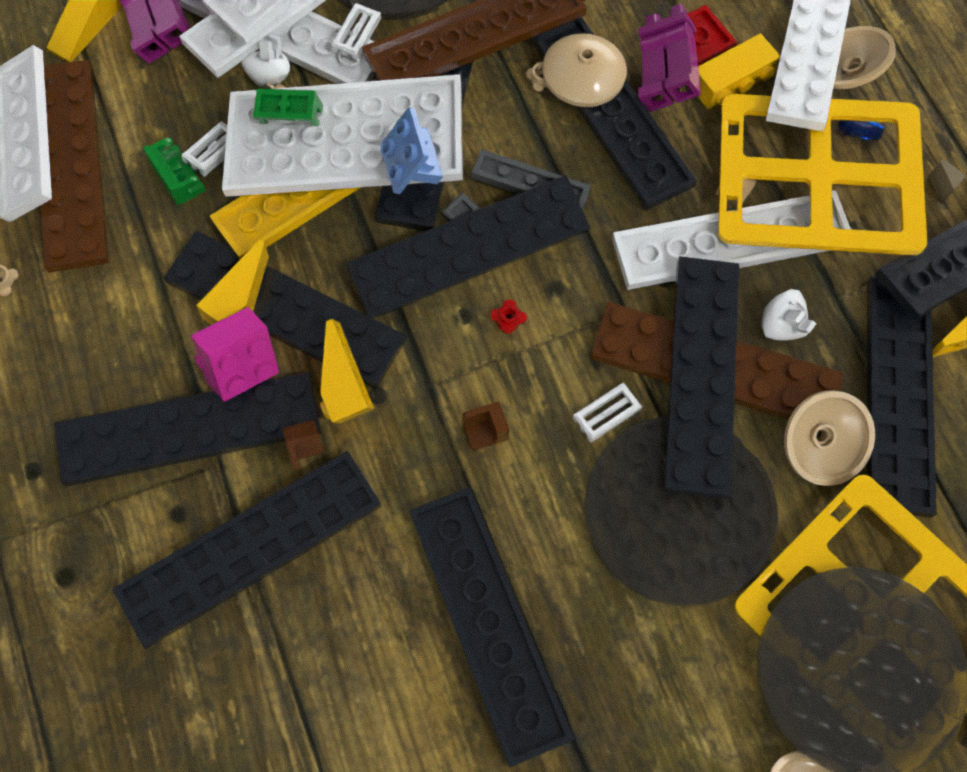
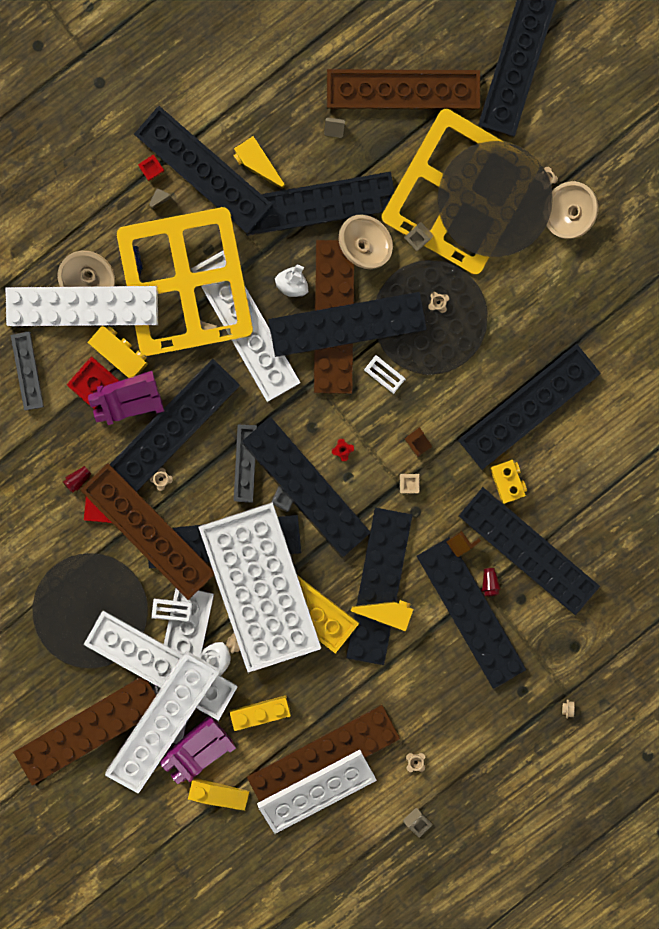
camera: 105 degrees left, 20 degrees up
(167, 96) = (260, 713): none -> yellow brick
(175, 175) = (309, 688): green hinge -> none
(213, 155) = (290, 681): white tile -> none
(222, 469) = (490, 582): none -> dark red cone
(235, 354) = (426, 598): dark pink brick -> none
(287, 105) = (258, 626): green hinge -> none
(341, 381) = (422, 531): yellow slope -> none
(375, 547) = (508, 481): none -> yellow brick
(410, 153) = (273, 537): medium blue bracket -> none
(425, 395) = (409, 483): none -> tan plate
(580, 79) = (165, 456): tan dish -> none
(706, 519) = (434, 306): none -> tan plate
(822, 524) = (418, 236): none -> dark tan slope

